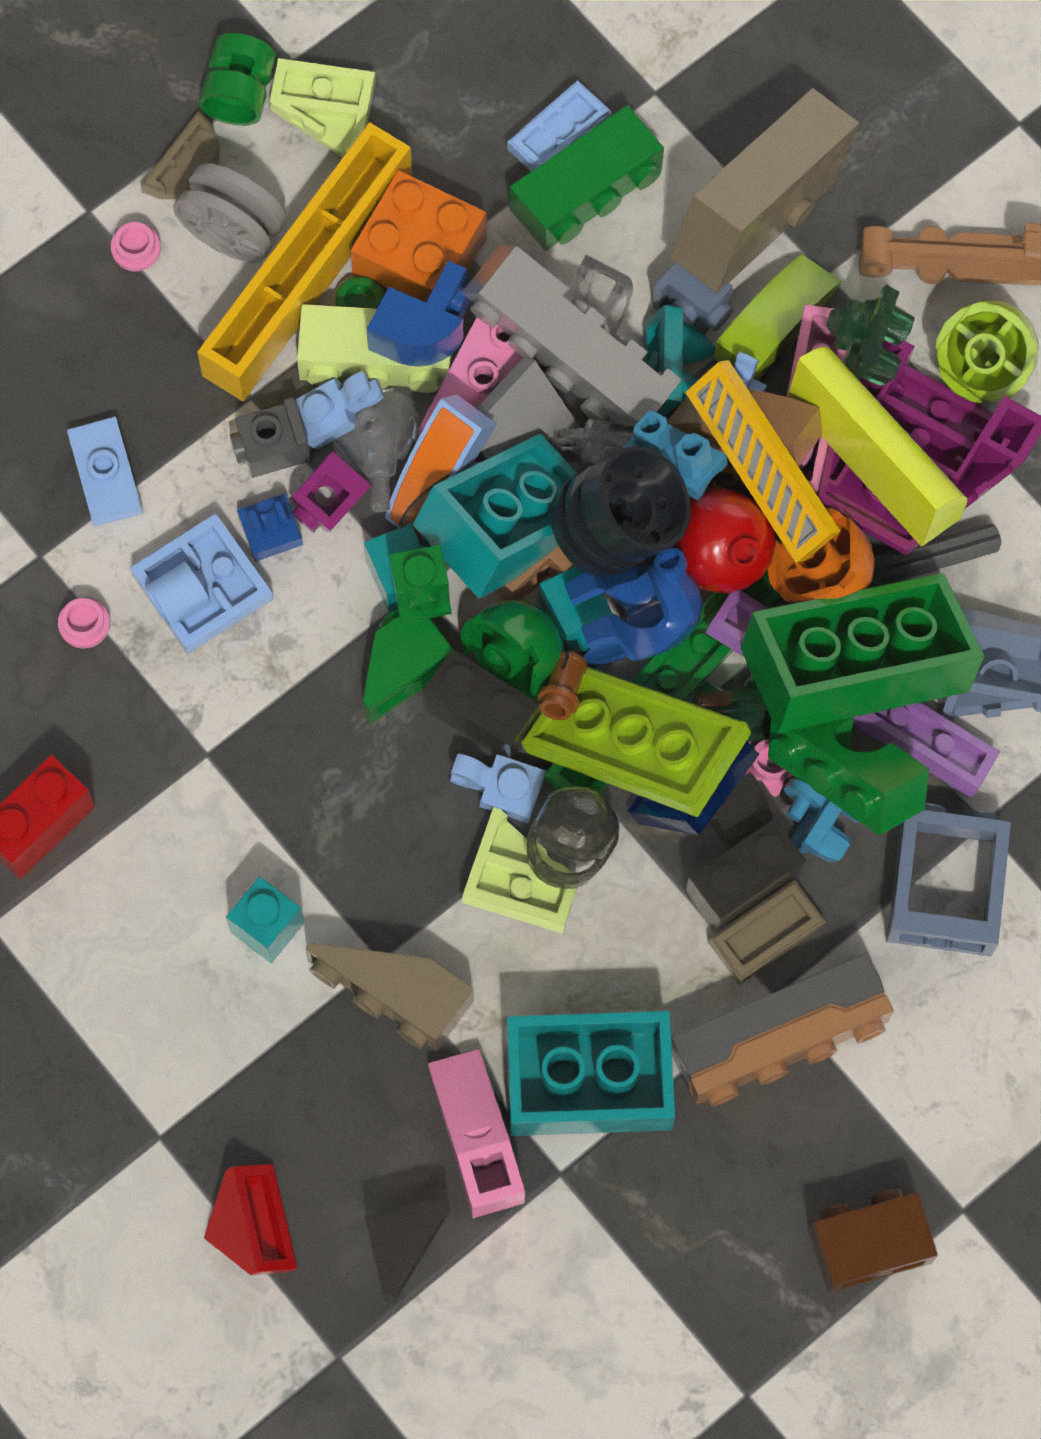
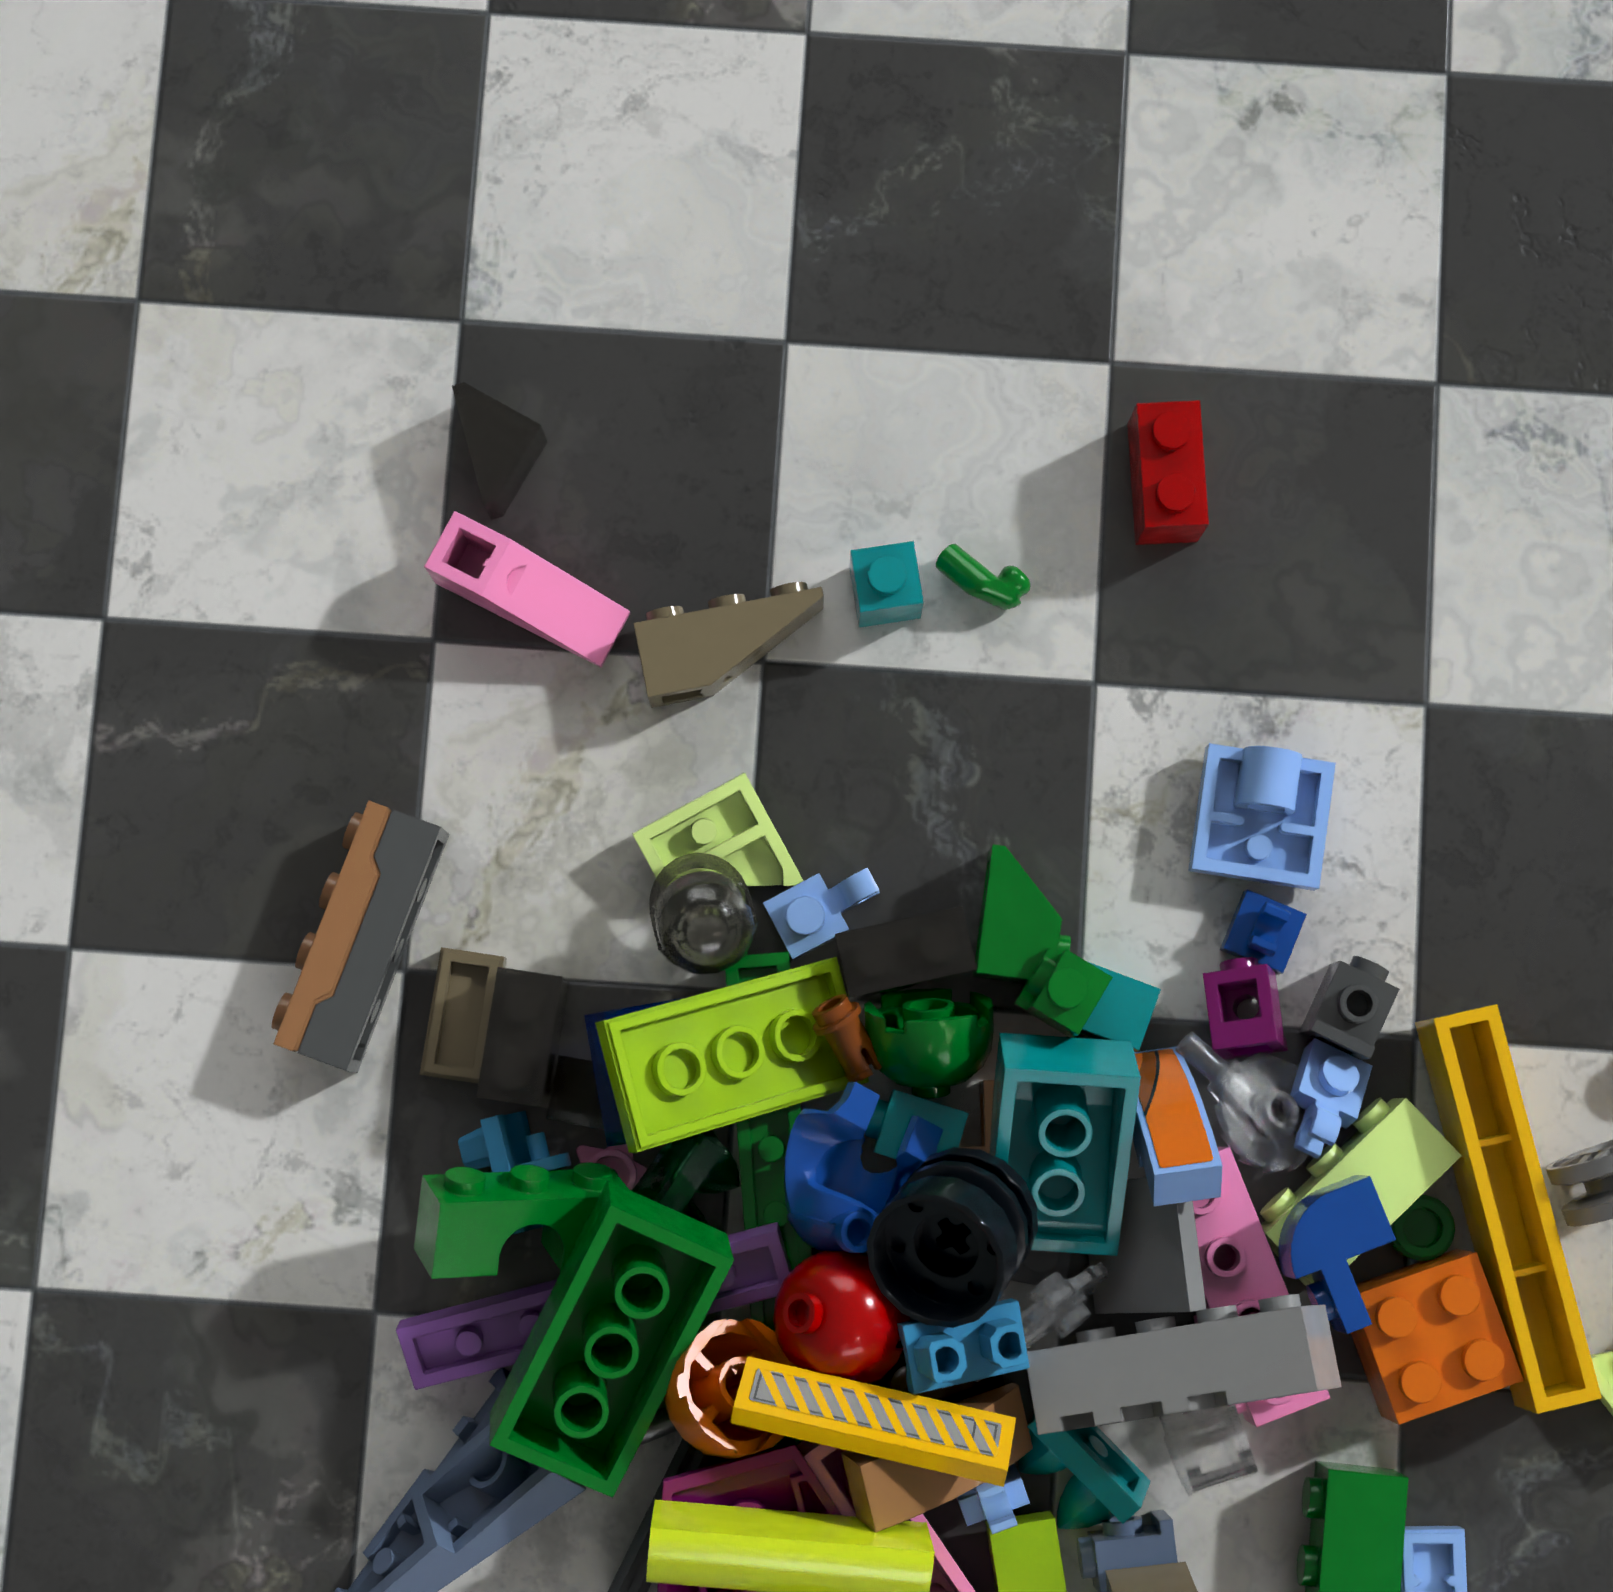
camera: 135 degrees right, 10 degrees up
(84, 623) = (1320, 681): bright pink plate -> none
(104, 471) = (1458, 832): light blue plate -> none
(209, 871) = (980, 582): none -> green arm
(251, 1221) = (633, 344): red slope -> none
(590, 1073) = (480, 728): teal brick -> none
(872, 1240) = (111, 836): reddish brown brick -> none
(946, 931) = (303, 1169): sand blue window -> none

